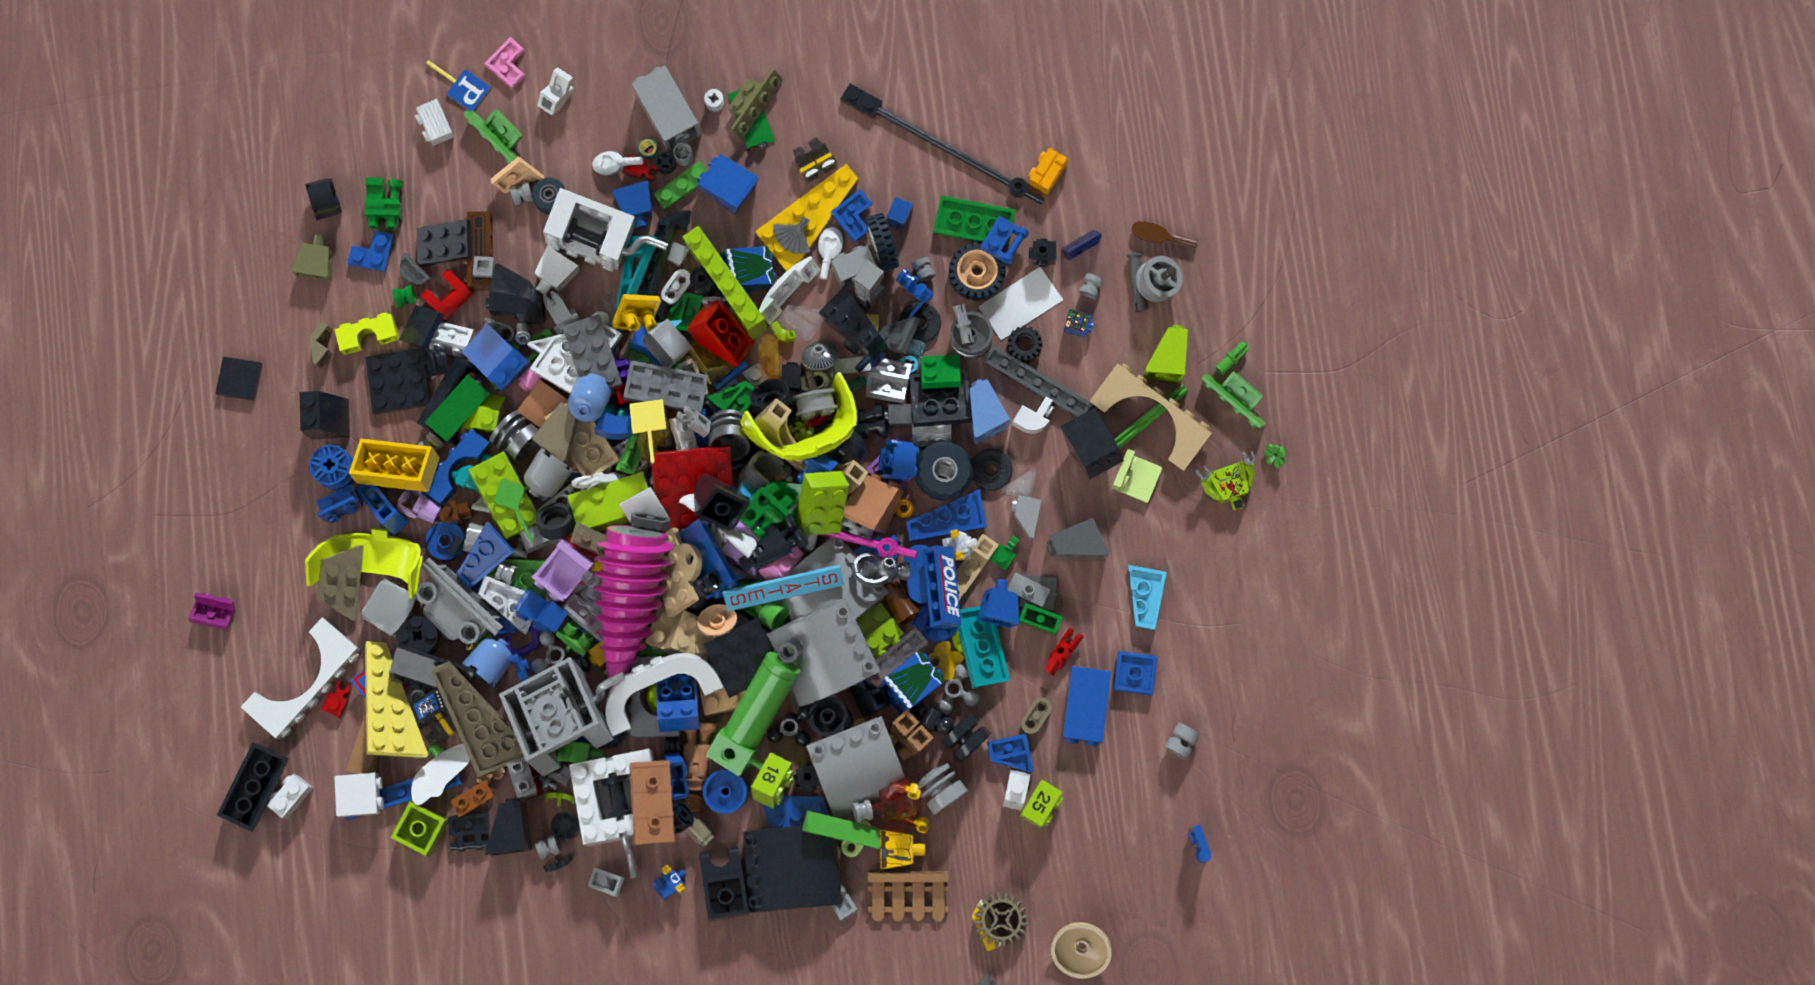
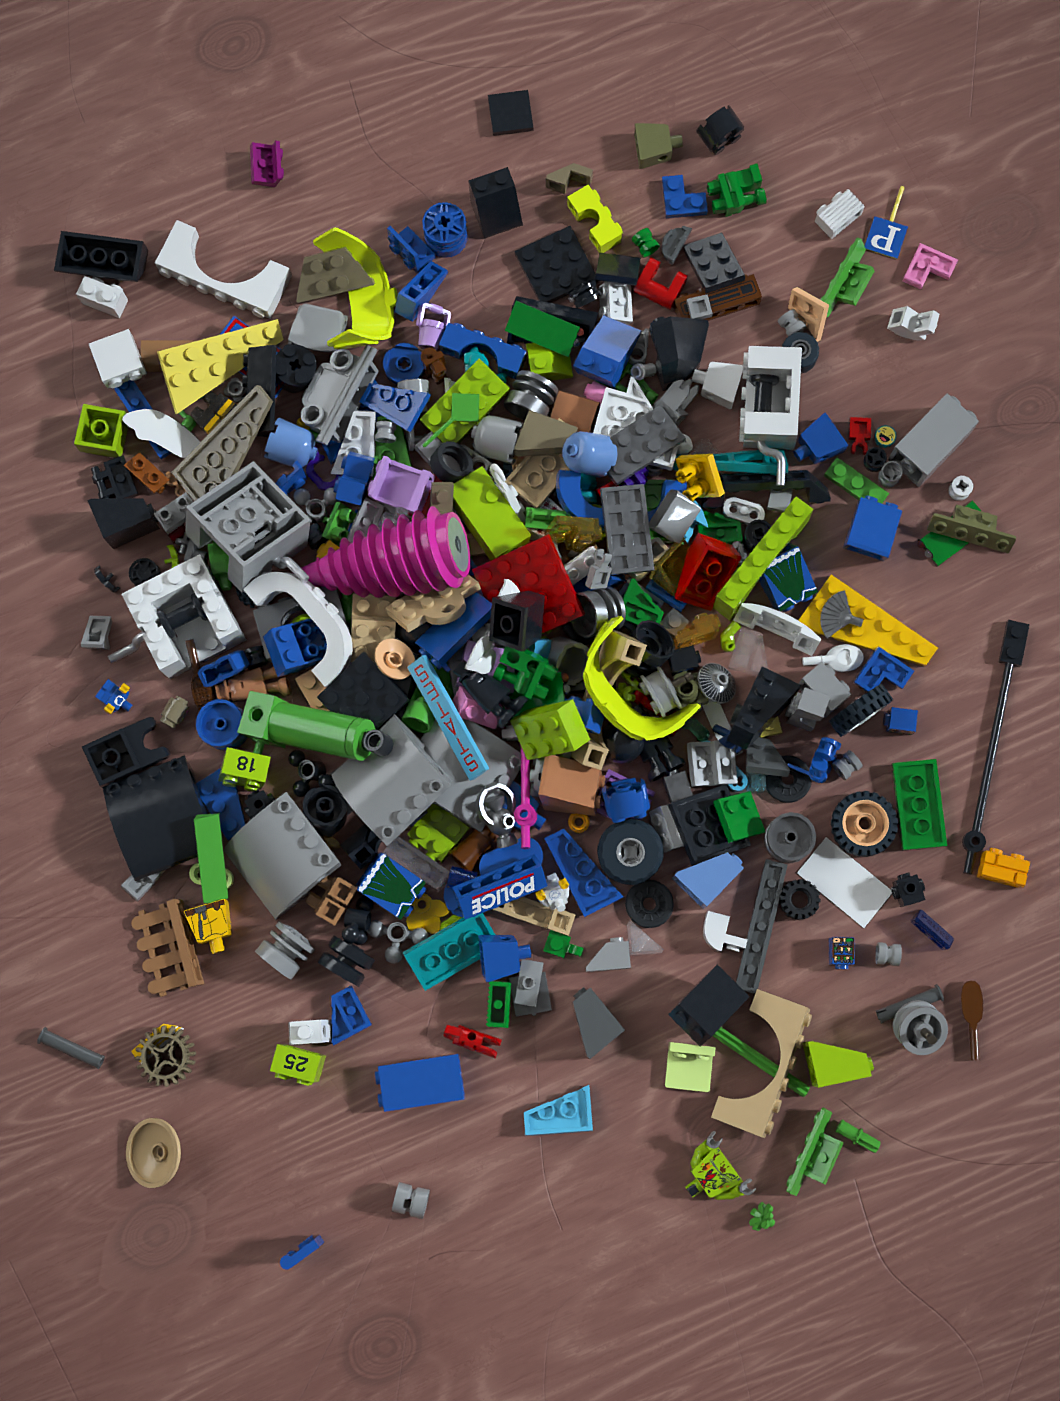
camera: 75 degrees right, 0 degrees up
(335, 702) = (210, 311): red plate -> none
(394, 465) = (464, 286): yellow brick -> none
(427, 706) = (225, 397): black sticker -> none
(433, 439) = (497, 317): light grey wheel -> none
(456, 546) = (399, 375): black piece -> none
(547, 847) = (118, 562): light grey wheel -> none
(612, 162) = (856, 404): white piece -> none
(644, 520) = (477, 557): dark grey plate -> none
(645, 503) = (488, 548): white sticker -> none
(648, 417) = (585, 519): light yellow piece -> none
(651, 802) = (182, 649): nougat container -> none
(682, 817) = (181, 684): black wheel -> none
(706, 585) = (427, 636): black wheel -> none
(806, 161) = (925, 604): clear smoke hips -> none
(862, 811) = (238, 873): light grey wheel -> none
(900, 805) = (257, 909): torso -> none
(963, 324) = (797, 824): light grey pin -> none
(998, 237) = (908, 835): blue plate -> none
(1036, 716) = (394, 1030): dark tan plate -> none
(1135, 673) = (471, 1127): blue plate -> none

